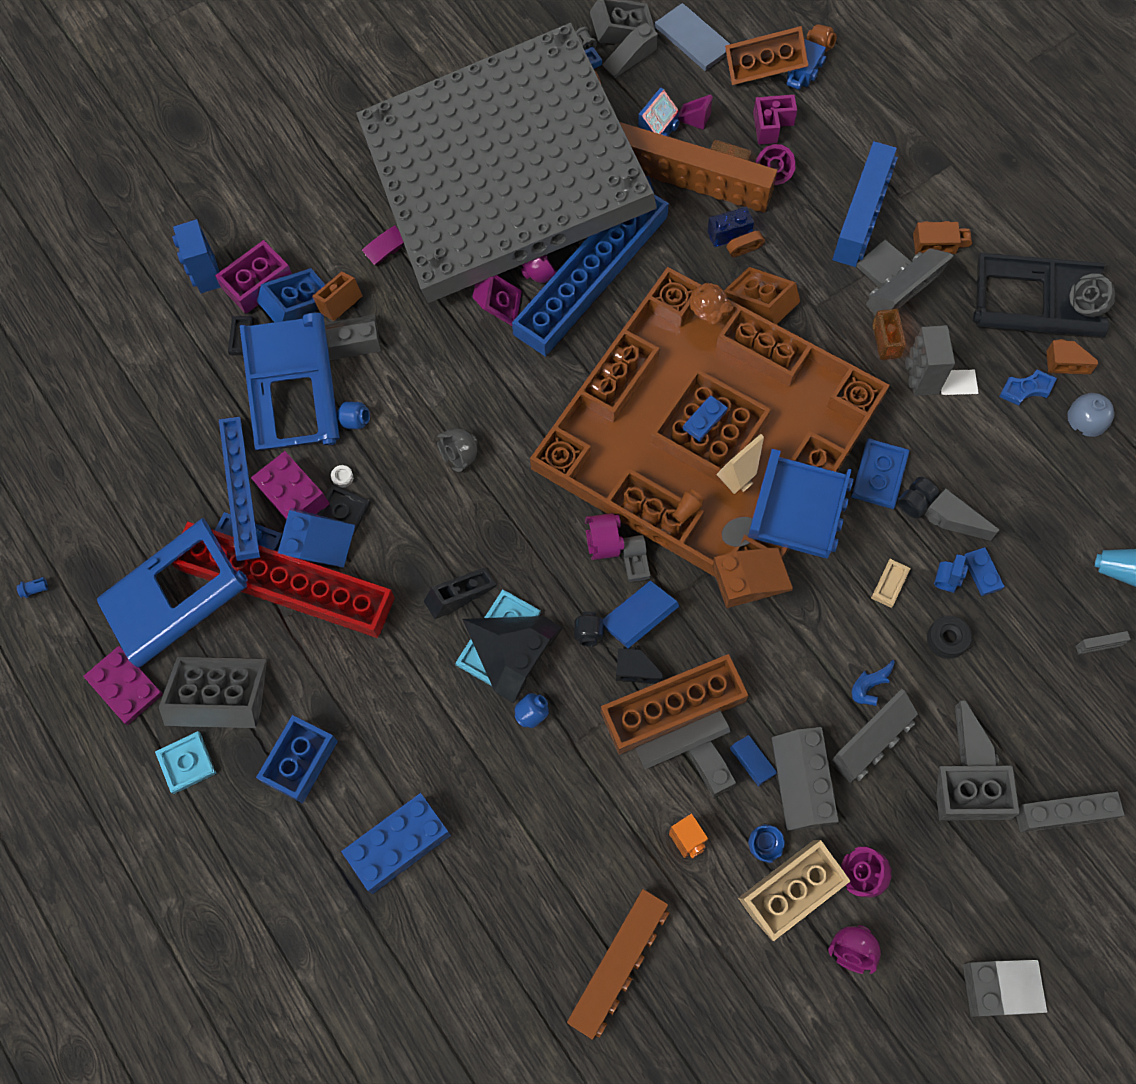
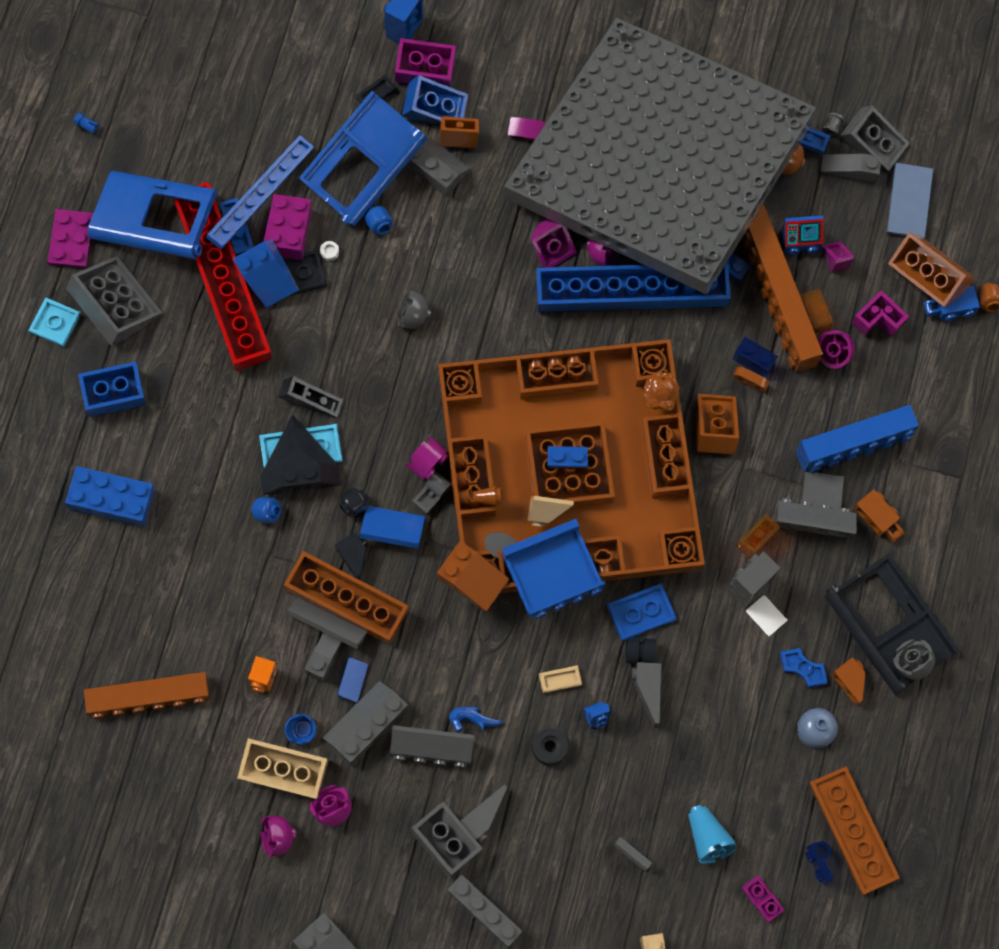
camera: 40 degrees right, 5 degrees up
(983, 572) = (622, 737): blue plate -> none

